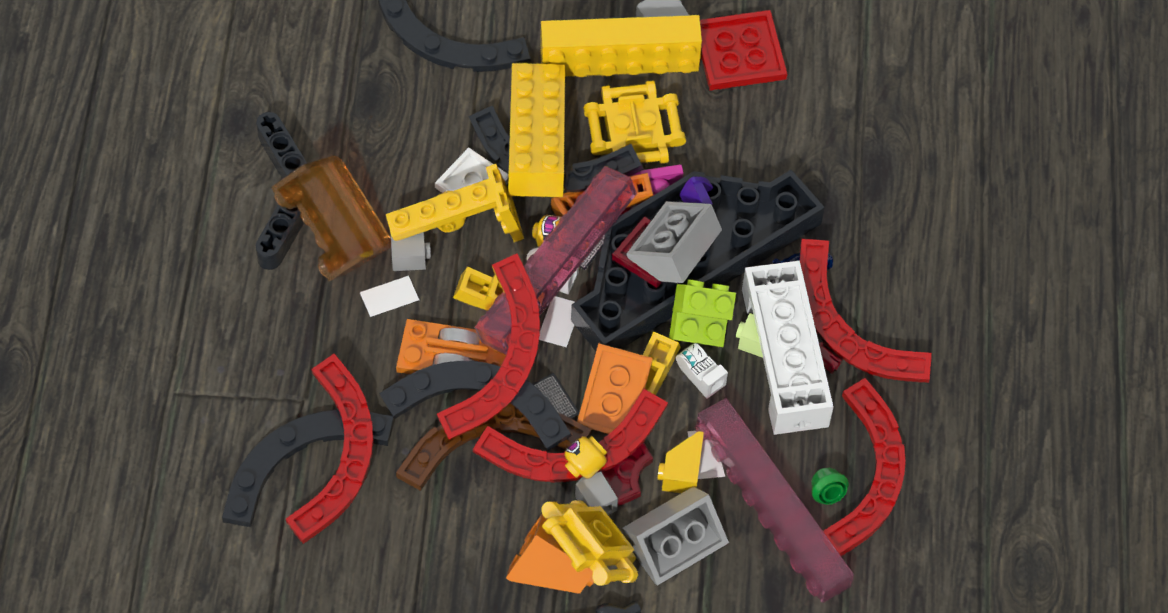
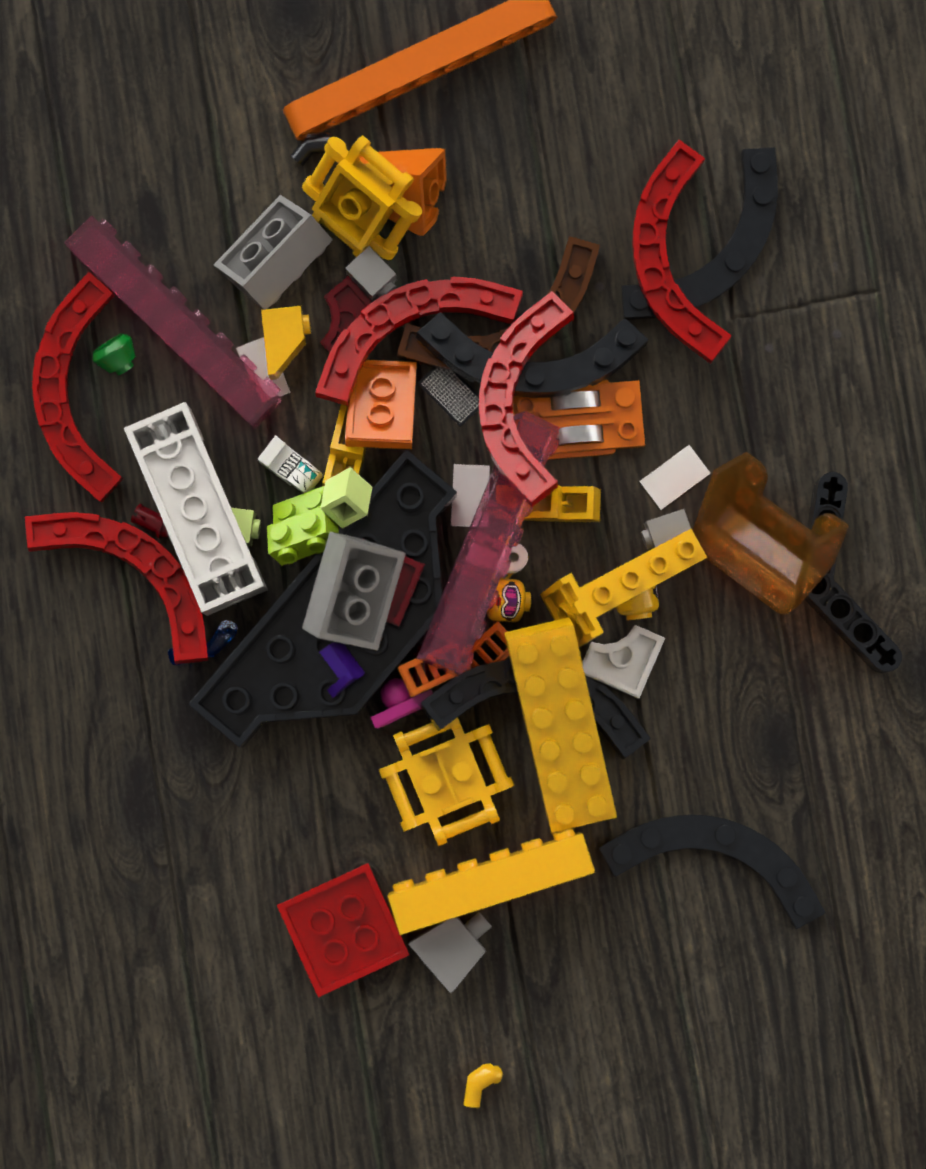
camera: 165 degrees right, 25 degrees up
(585, 457) = (391, 299): yellow head -> none
(662, 315) = (346, 497): none -> yellowish green brick

